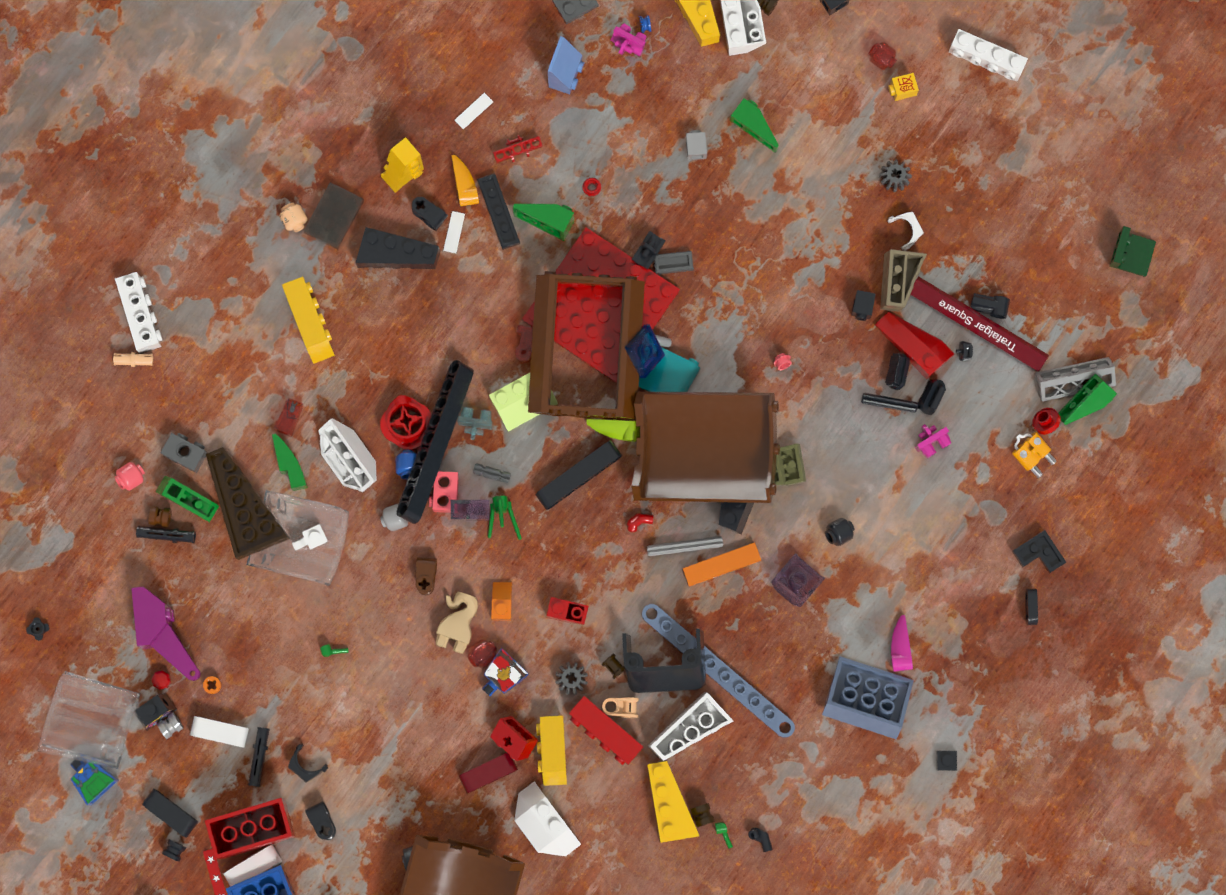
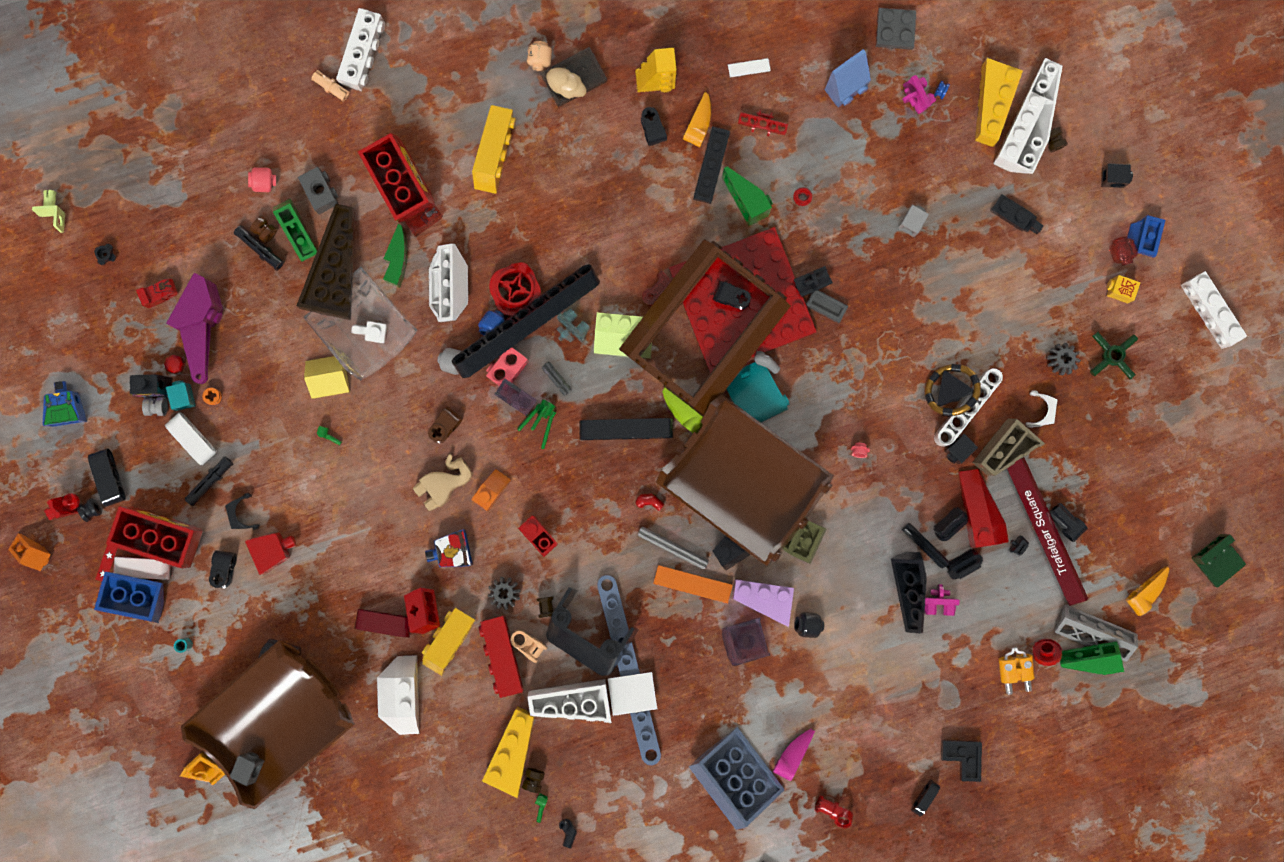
camera: 35 degrees right, 5 degrees up
(88, 720) = (90, 359): clear windscreen -> none
(106, 629) = (157, 293): none -> red leg
(152, 859) = (62, 506): none -> red hips
(185, 702) = (180, 396): none -> teal brick
(246, 396) = (396, 177): none -> red brick
(298, 602) = (325, 377): none -> light yellow slope
(331, 224) = (565, 83): none -> tan arm
(351, 778) = (269, 551): none -> red torso
(396, 252) = (601, 139): black wedge -> none
(454, 232) = (663, 157): white sticker -> none
(482, 653) = (445, 522): clear red head -> none
(587, 306) = (728, 294): none -> black piece
(644, 351) = (750, 364): clear blue tile -> none
(734, 687) = (632, 693): none -> white sticker
(750, 119) = (974, 232): green slope -> none
(776, 85) = (1016, 215): none -> black hinge
(789, 534) = (765, 598): none -> lavender wedge
(823, 261) = (952, 390): none -> piece
(850, 259) = (948, 427): none -> white beam
(893, 30) = (1147, 235): none -> blue slope
(900, 444) = (911, 589): none -> black wedge
(931, 153) = (1119, 350): none -> dark green bar
(965, 669) = (834, 812): none -> red connector
(1094, 318) = (1144, 596): none -> light orange piece

